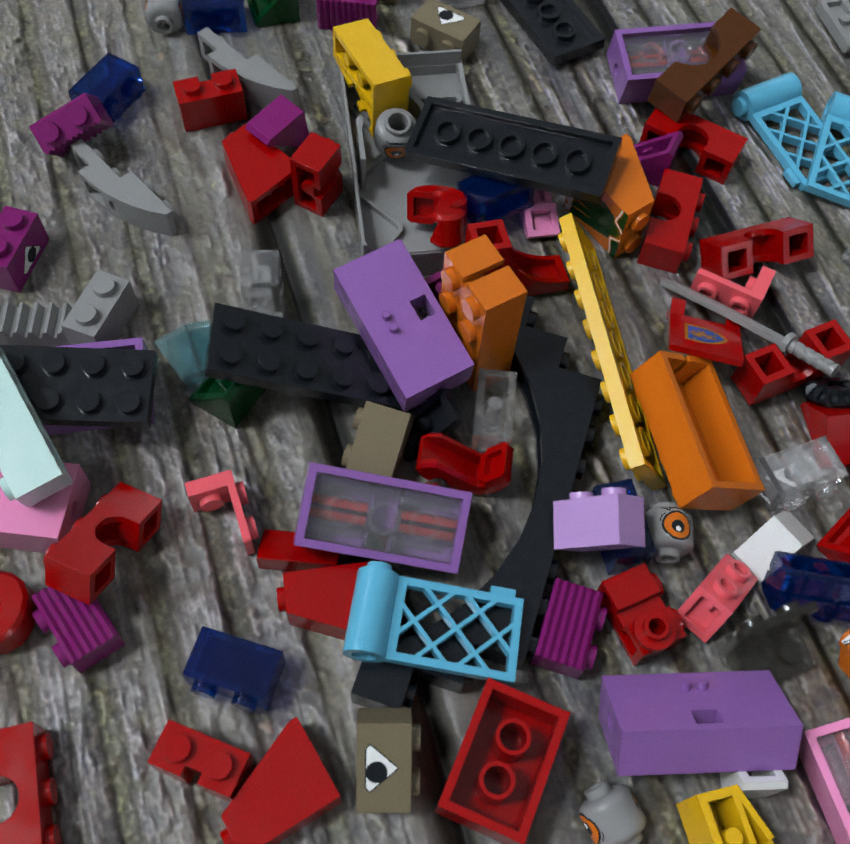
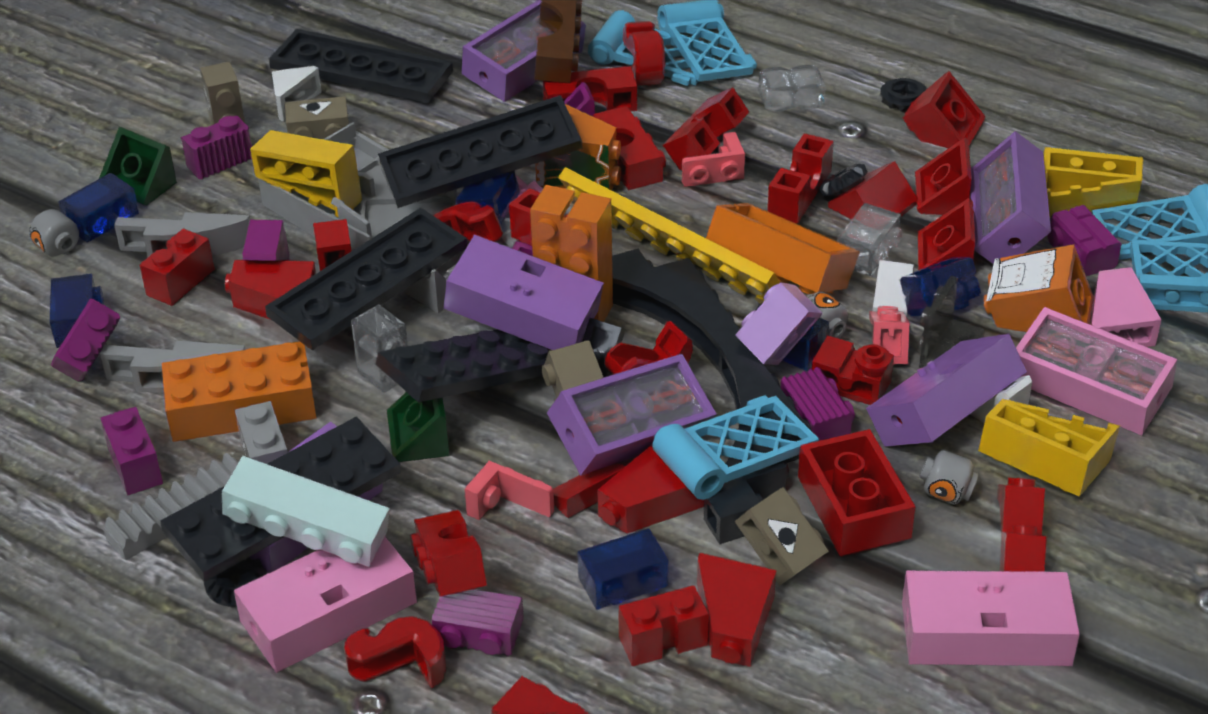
camera: 35 degrees left, 20 degrees down
(137, 246) = (208, 389): none -> orange piece
(187, 350) = (374, 411): clear light blue slope -> none
(308, 213) = (365, 278): none -> black plate
(393, 132) = (368, 197): light grey head -> none
(493, 409) = (634, 312): clear brick -> none
(703, 337) = (735, 193): red flag -> none
(775, 131) = (647, 52): none -> red animal
(787, 344) = (789, 163): light grey sword -> none

